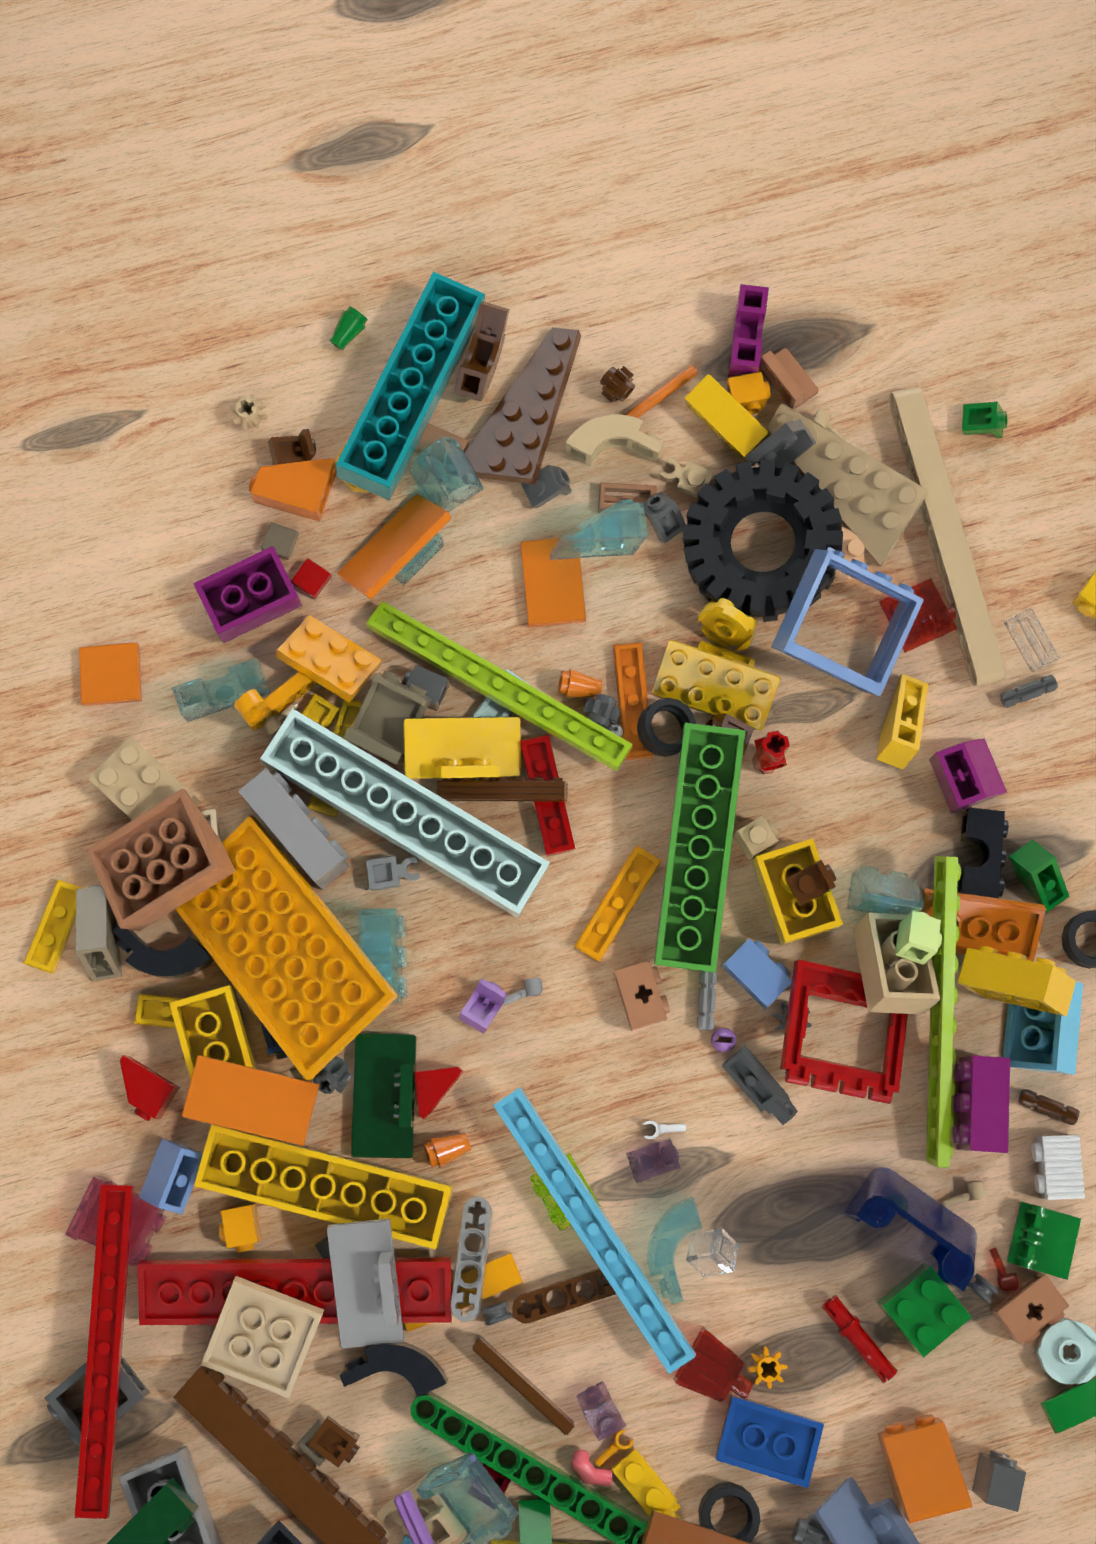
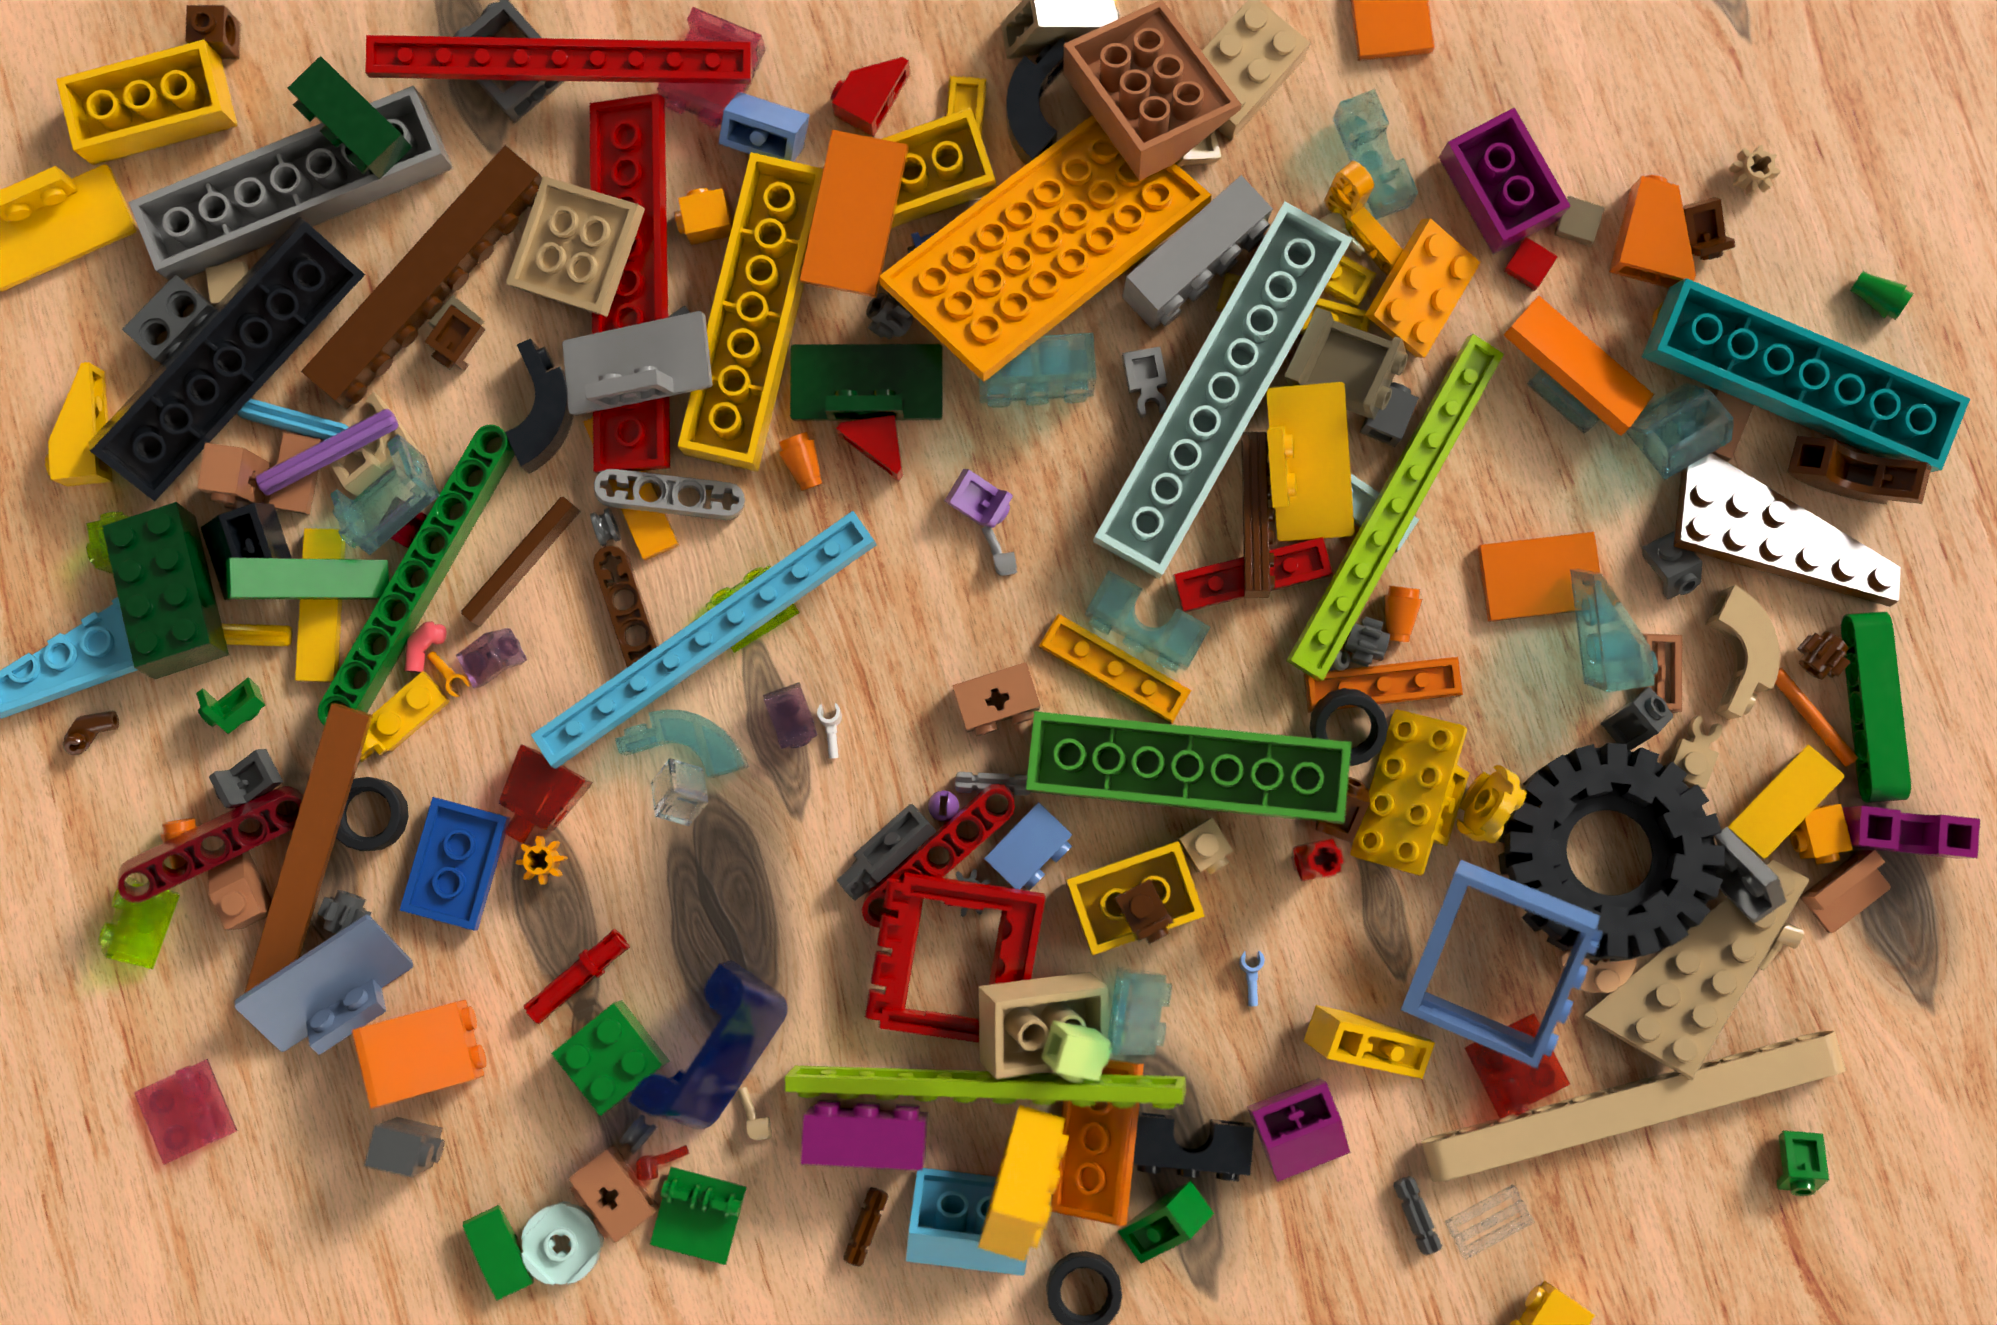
camera: 90 degrees right, 5 degrees up
(572, 901) = (1115, 610): none -> clear light blue arch
(655, 350) = (1876, 707): none -> green beam
(750, 1037) = (949, 839): none -> red beam
(853, 806) = (1252, 977): none -> light blue hand
(1058, 1167) = (788, 1237): white brick -> none

